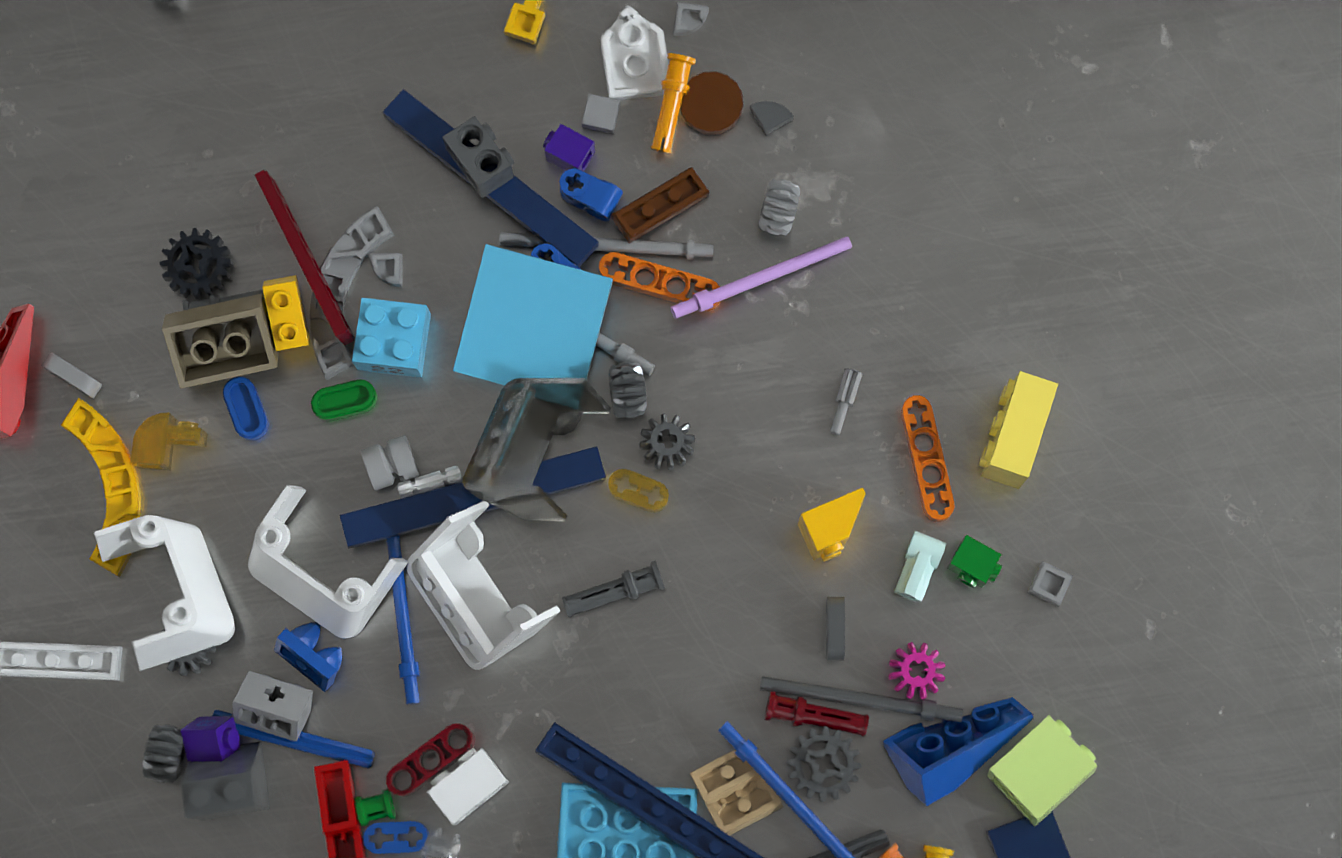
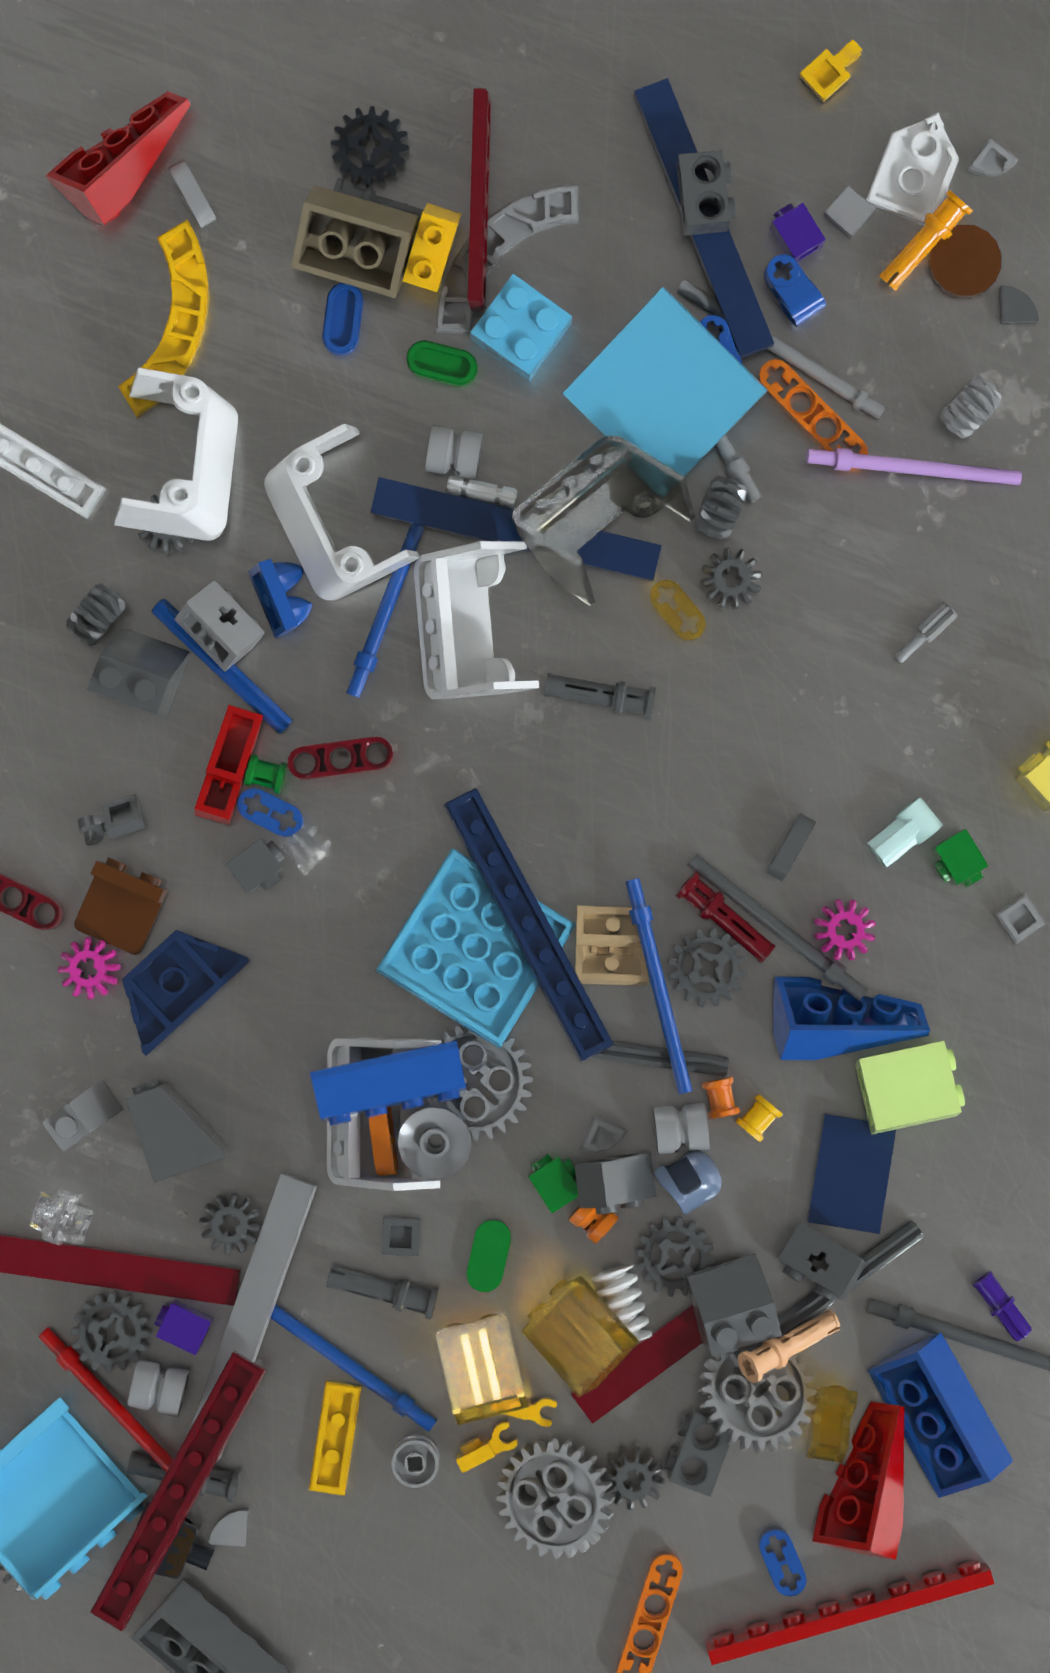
camera: 25 degrees right, 10 degrees up
(156, 438) = (242, 302): clear yellow brick -> none
(210, 738) = (146, 624): dark purple brick -> none
(388, 267) = (555, 253): light grey tile -> none
(467, 786) = (362, 802): white brick -> none
(660, 205) = (856, 338): reddish brown tile -> none
(830, 524) = (841, 748): yellow slope -> none
(922, 459) = (978, 735): orange beam -> none

